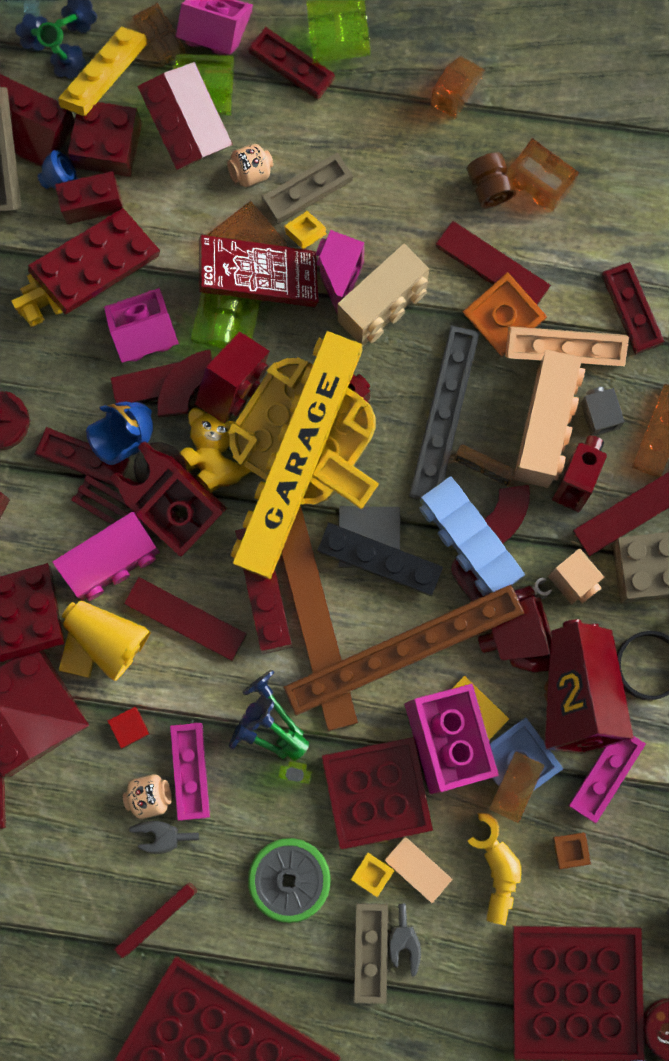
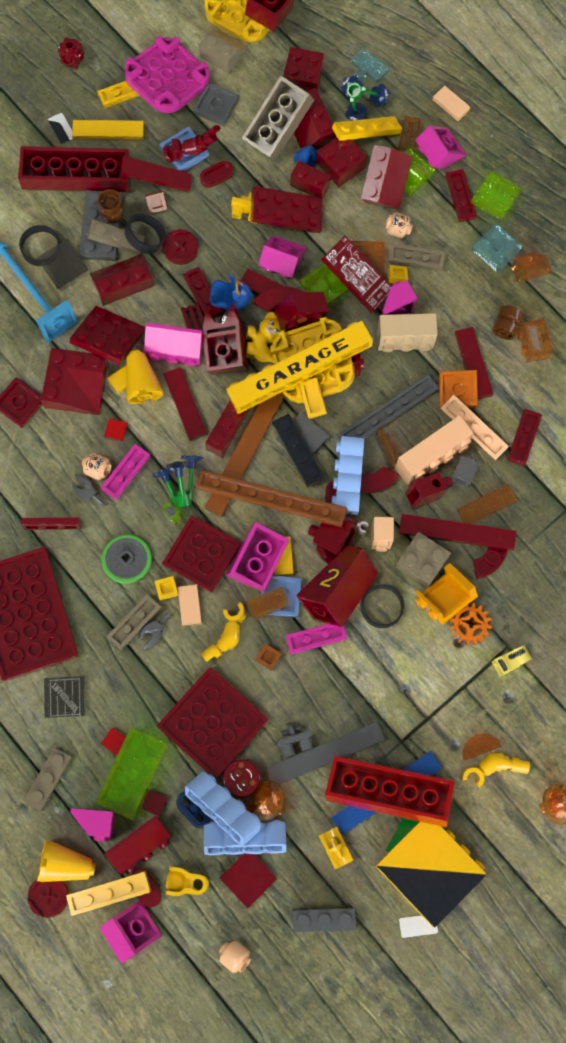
camera: 35 degrees right, 5 degrees down
(393, 94) = (497, 248): none -> clear light blue plate

